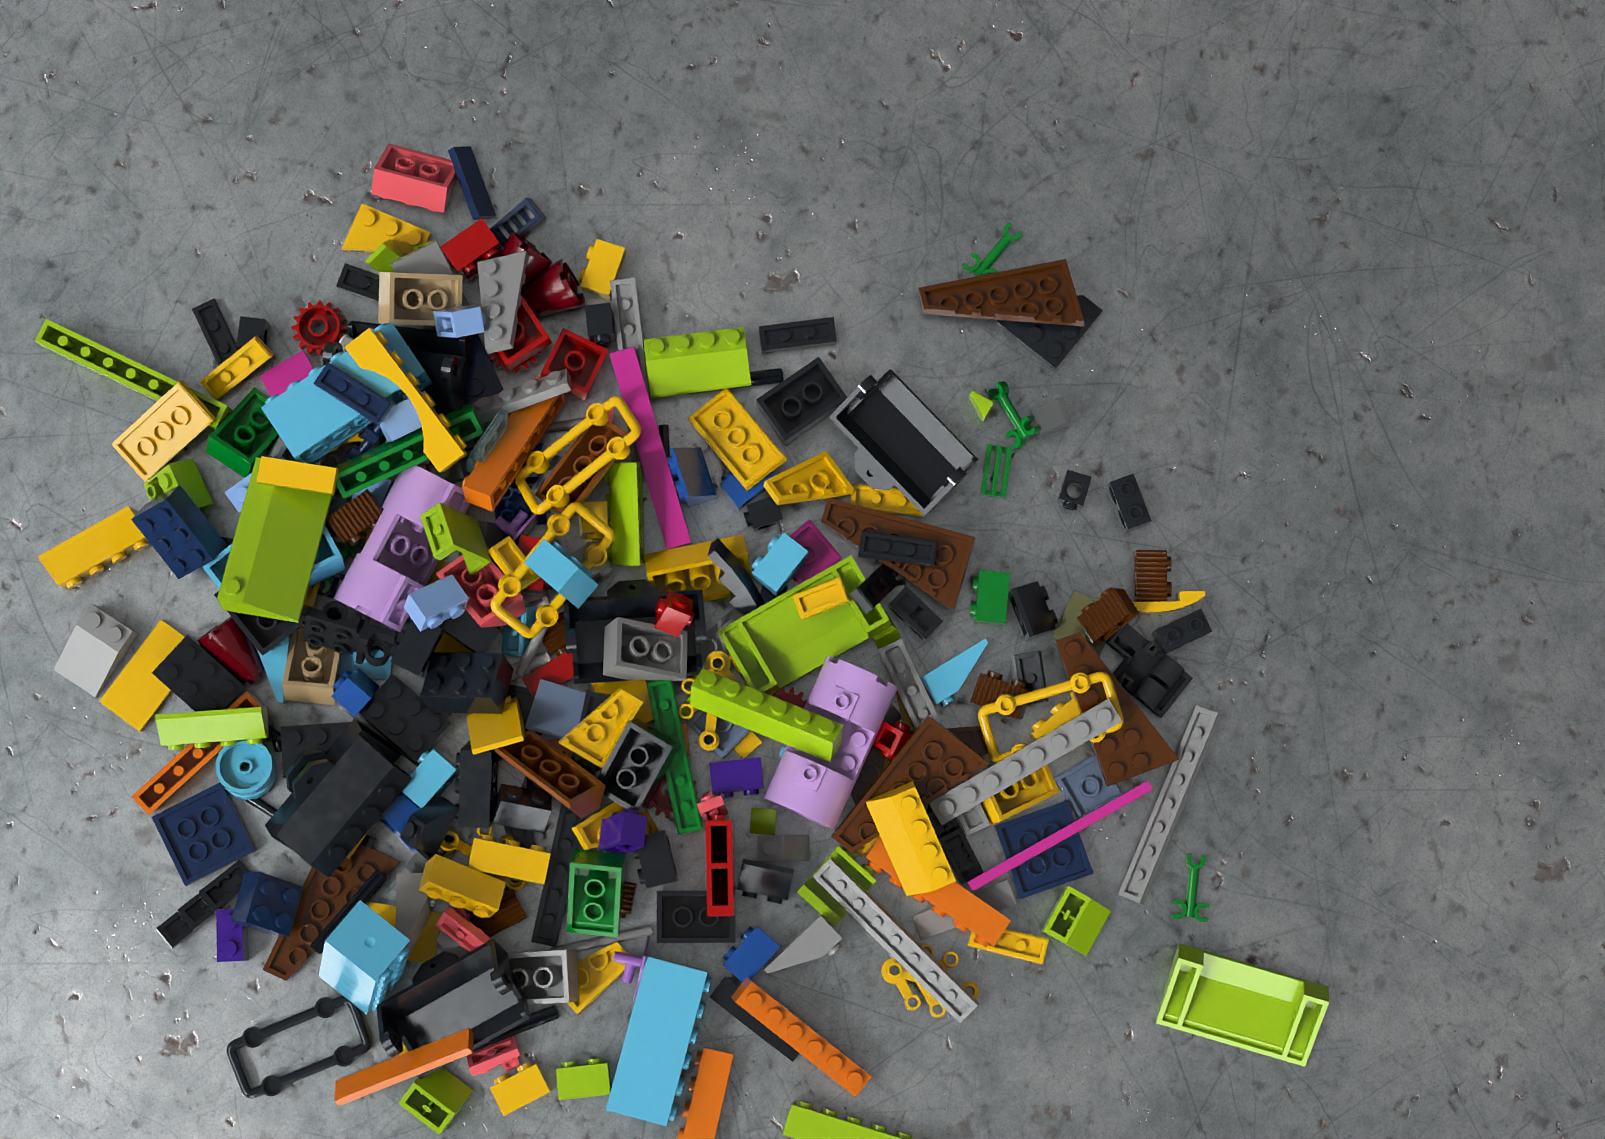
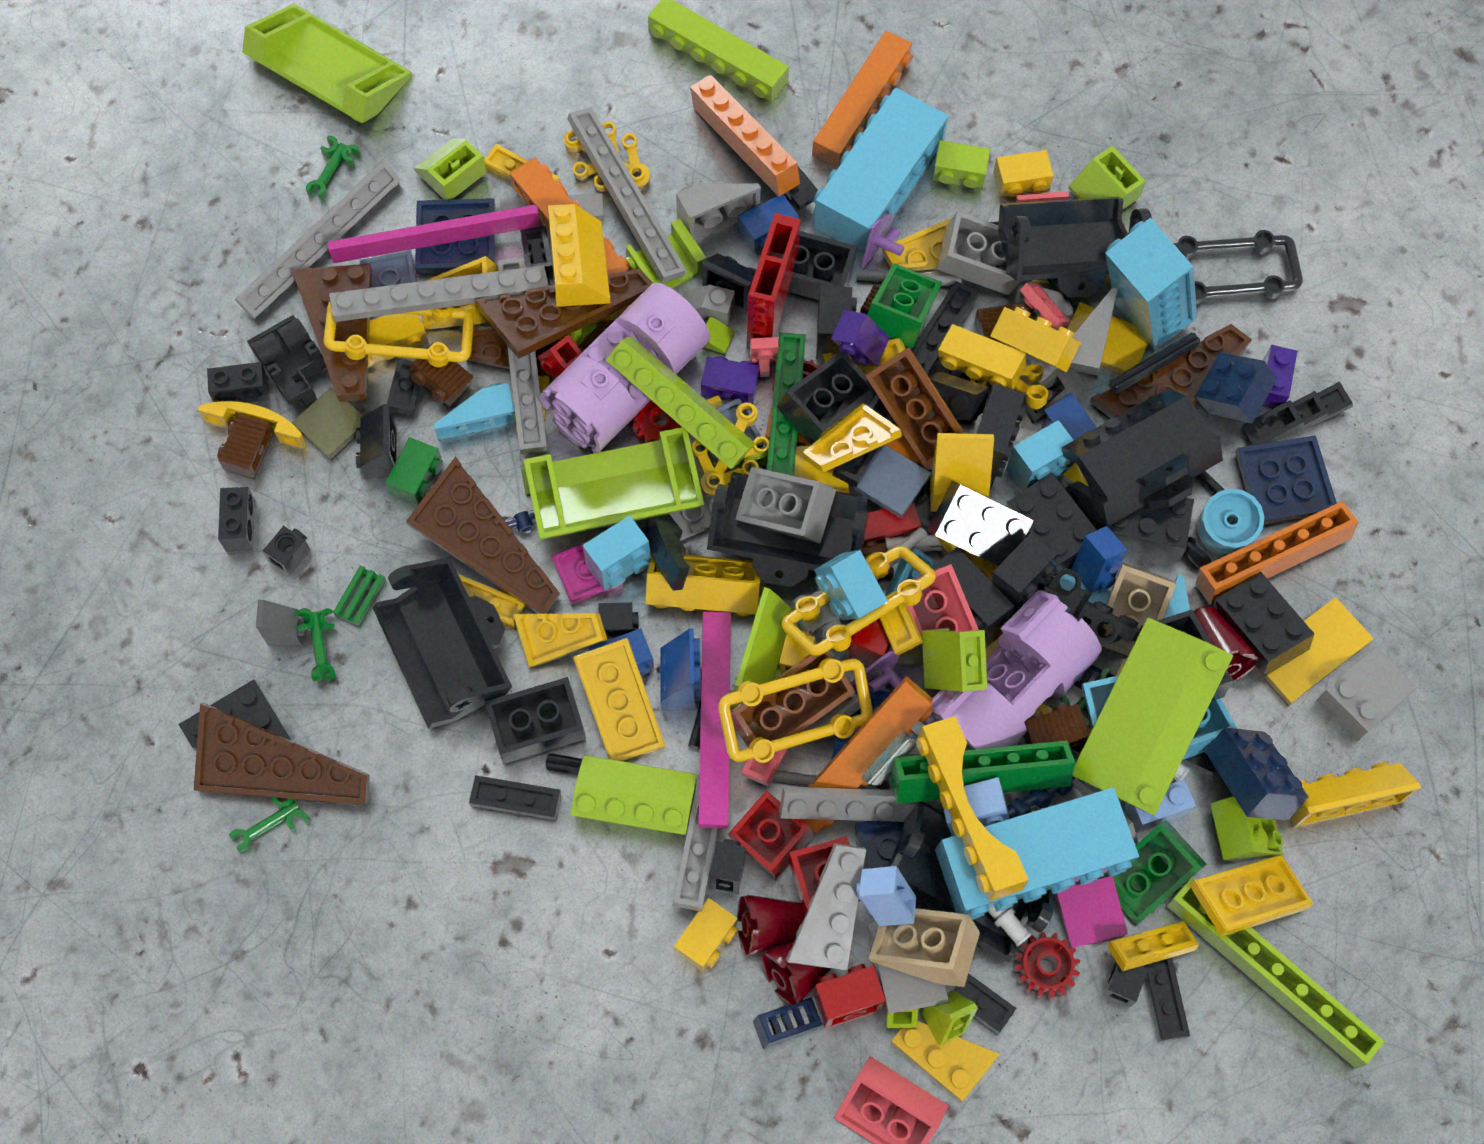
camera: 165 degrees left, 15 degrees down
(213, 726) = (1259, 558): lime slope -> none
(297, 475) = (1113, 772): yellow tile -> none
(353, 394) = (1030, 836): dark blue tile -> none
(404, 1066) = (1119, 208): orange tile -> none
(429, 825) = (1054, 401): black slope -> none
(436, 603) = (992, 596): light blue brick -> none
(471, 183) = (827, 1084): dark blue tile -> none
(674, 613) = (743, 531): red brick -> none
(821, 598) = (585, 502): yellow tile -> none
(874, 588) = (527, 493): black tile -> none
(898, 549) = (489, 533): black tile -> none
(915, 614) = (496, 474): black brick -> none
(981, 404) = (346, 662): lime slope -> none
(1107, 615) = (303, 409): reddish brown brick -> none

